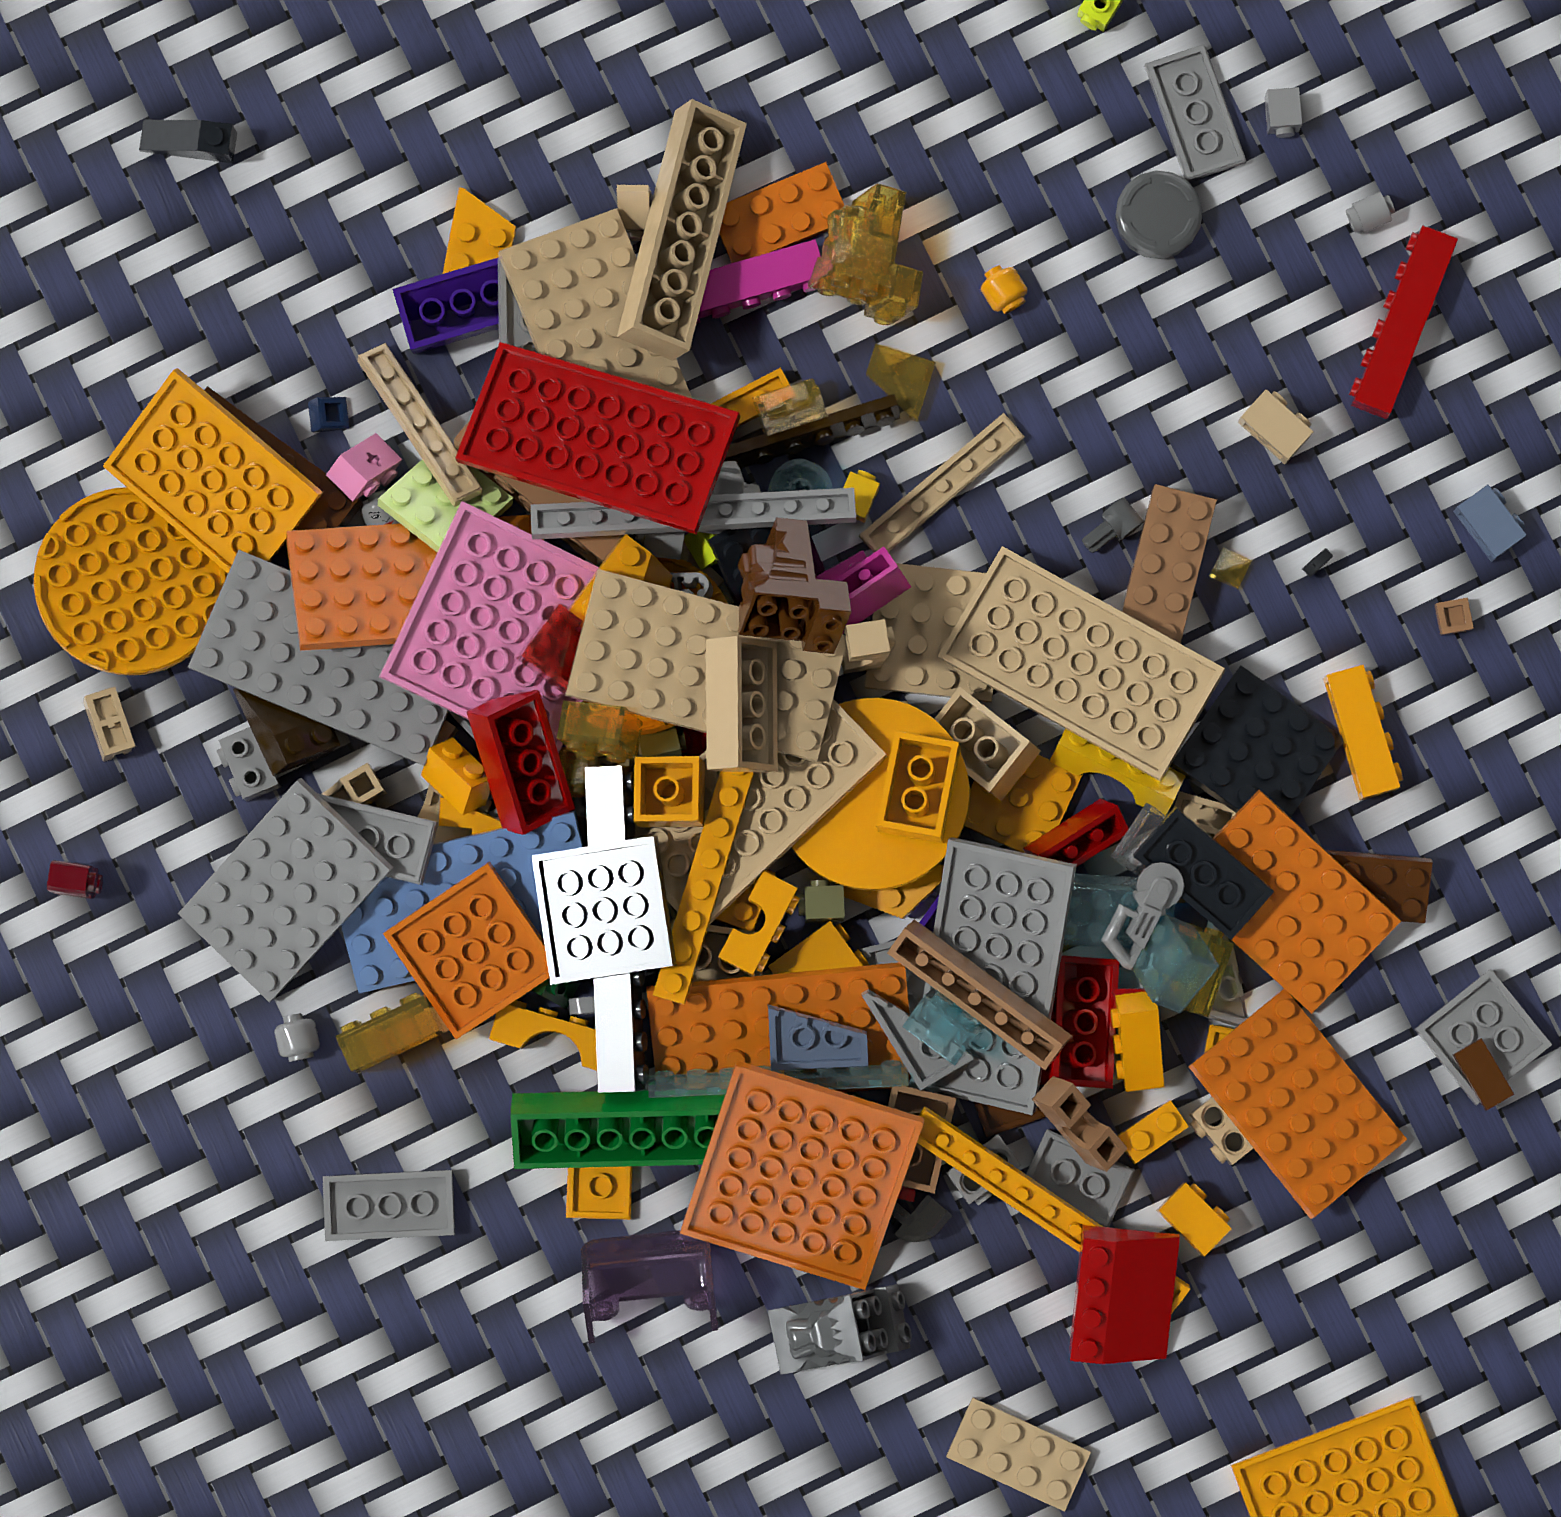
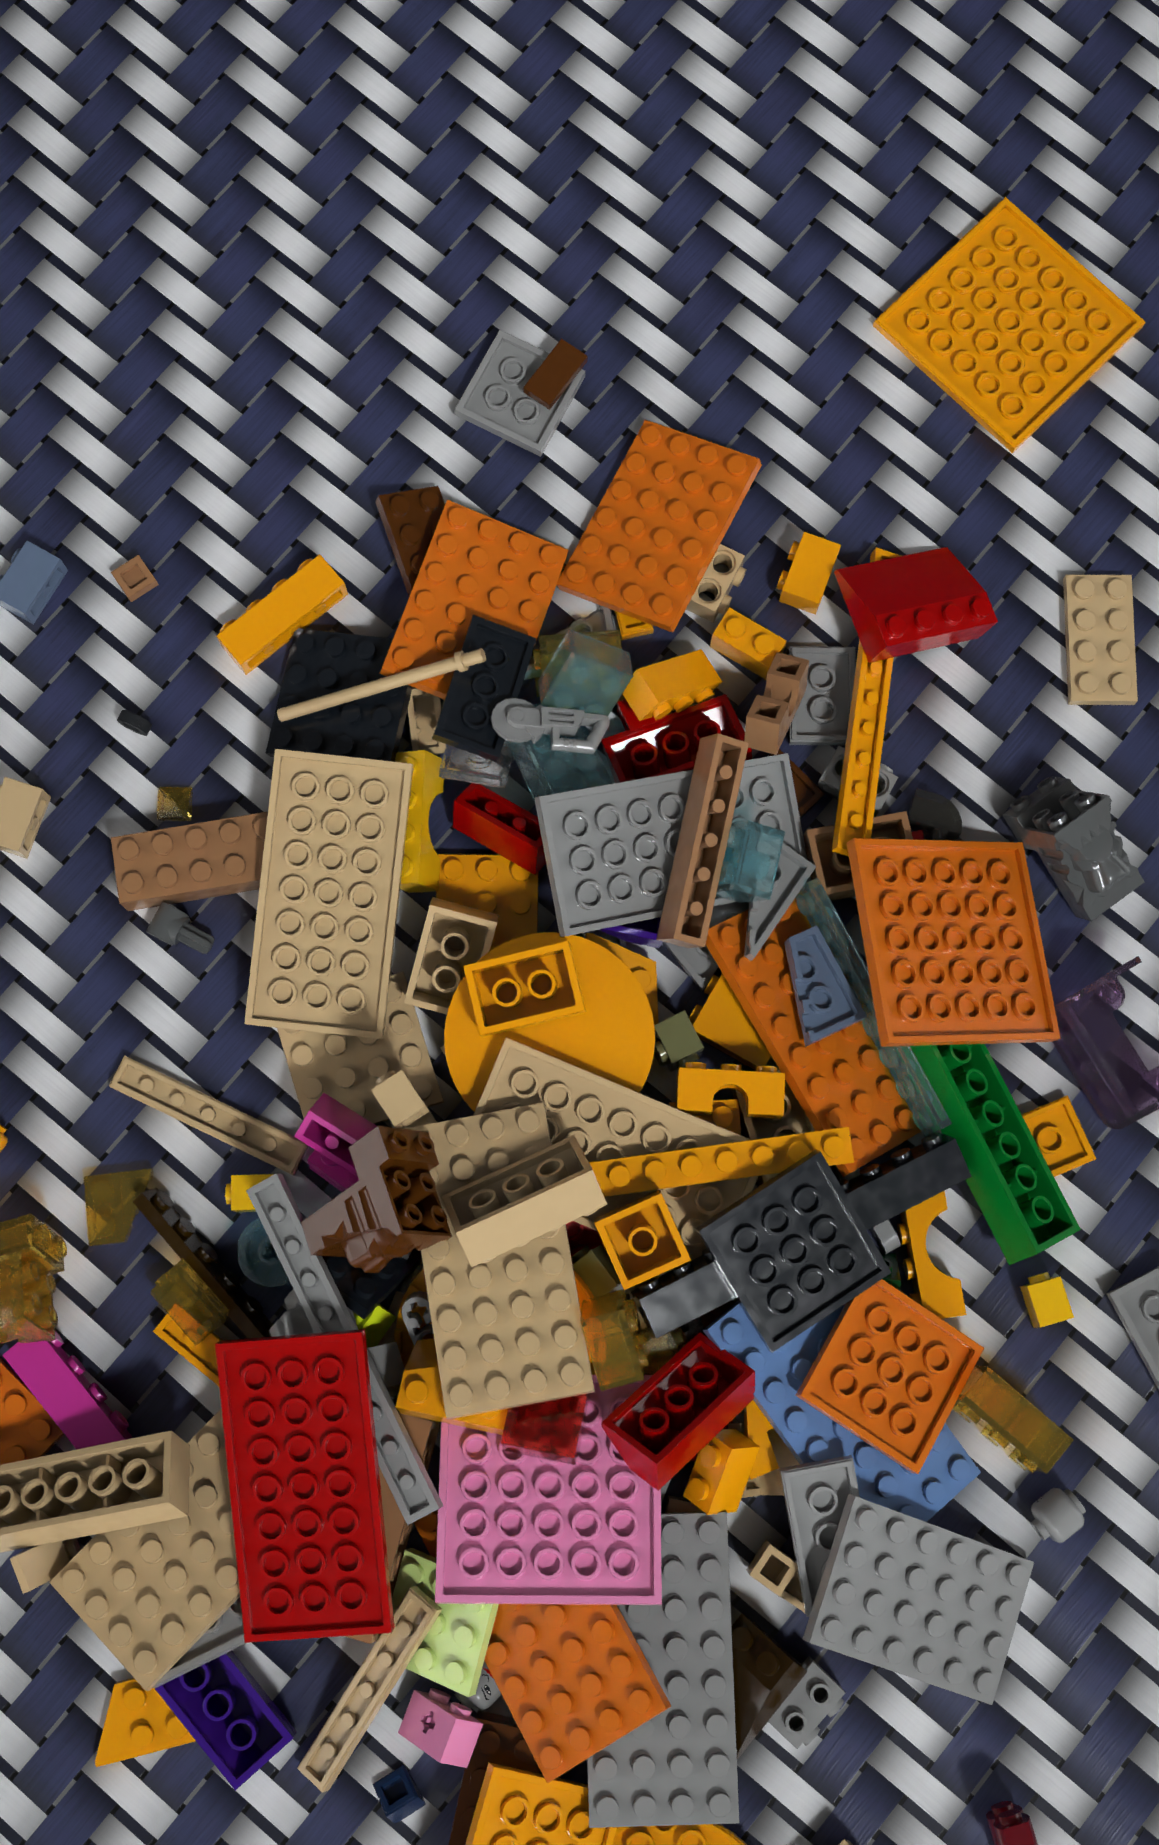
camera: 120 degrees left, 5 degrees down
(470, 1115) = (1046, 1300): none -> yellow brick
(1232, 859) = (460, 662): none -> tan bar

